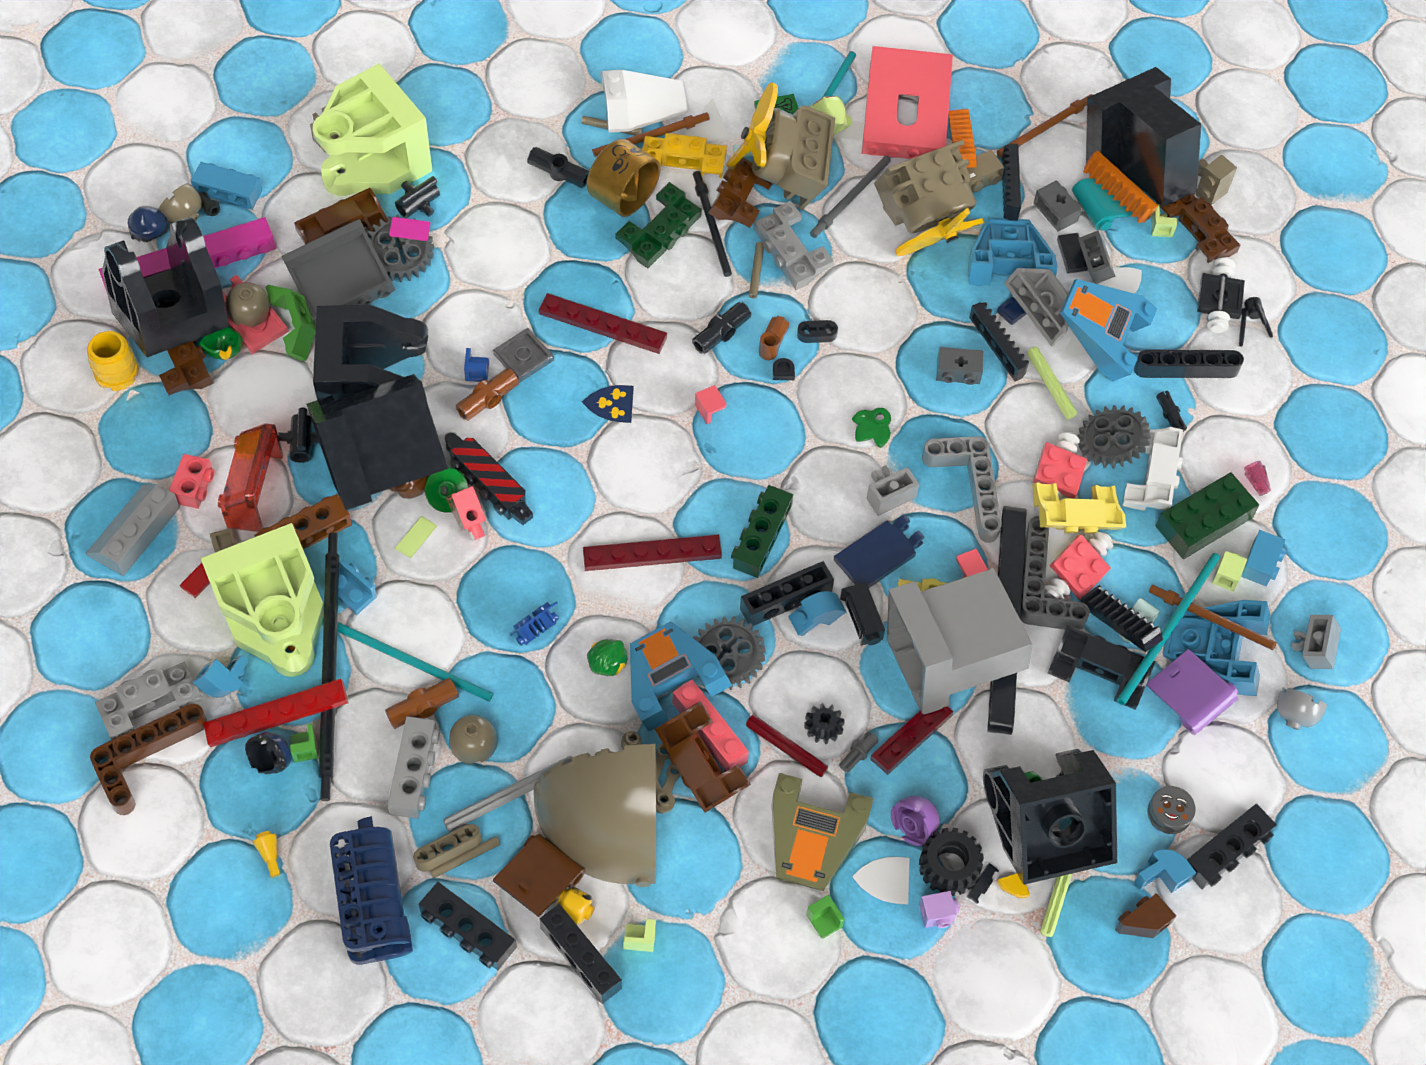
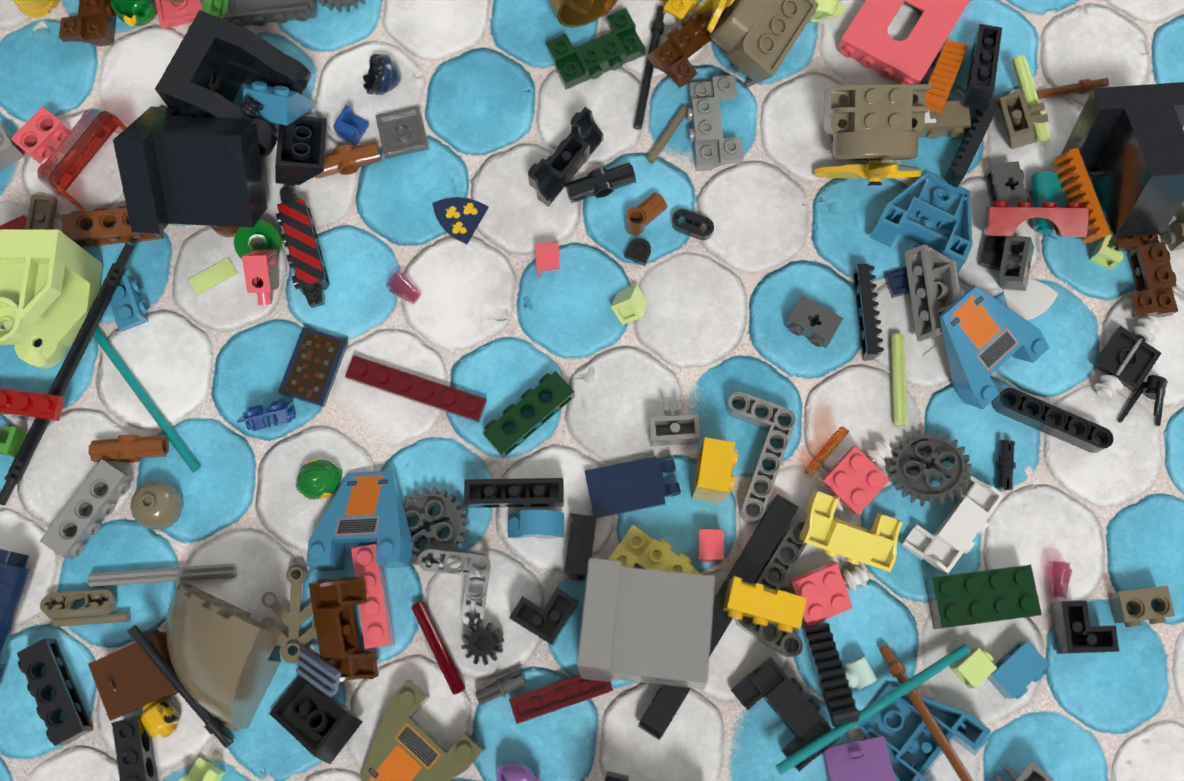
camera: 30 degrees right, 15 degrees up
(399, 369) = (250, 106): none -> black bush
(409, 362) = (279, 103): none -> dark azure slope
(449, 397) = (300, 150): none -> black slope
(481, 314) = (382, 75): none -> hair
(551, 571) = (313, 367): none -> tile
(597, 476) = (403, 287): none -> clear pink cone
(603, 323) = (489, 127): dark red plate -> none
(625, 888) = (212, 724): none -> black bar
(685, 316) = (551, 174): none -> black bracket
(697, 813) = (316, 674): none -> sand blue tile
(714, 843) = (315, 719): none -> black slope
(780, 668) = (466, 569): none -> beam
(799, 412) = (629, 304): none -> yellowish green panel
(827, 219) = (762, 110): dark grey bar -> none
(865, 682) = (545, 622): none -> black brick
(871, 428) = (690, 349): green plate -> none
(944, 503) = (713, 470): none -> yellow brick
(990, 119) = (983, 67): none -> black brick
(1025, 455) = (826, 450): none -> clear orange tile
(1040, 131) = (1027, 86): none -> yellowish green axle
(1040, 149) = (1020, 119): none -> dark tan brick
(1040, 584) = (764, 605): none -> yellow wedge
(1118, 208) = (1067, 221): none -> arch
(1292, 510) = (1074, 631): none -> black brick
(1329, 468) = (1141, 606): none -> dark tan brick

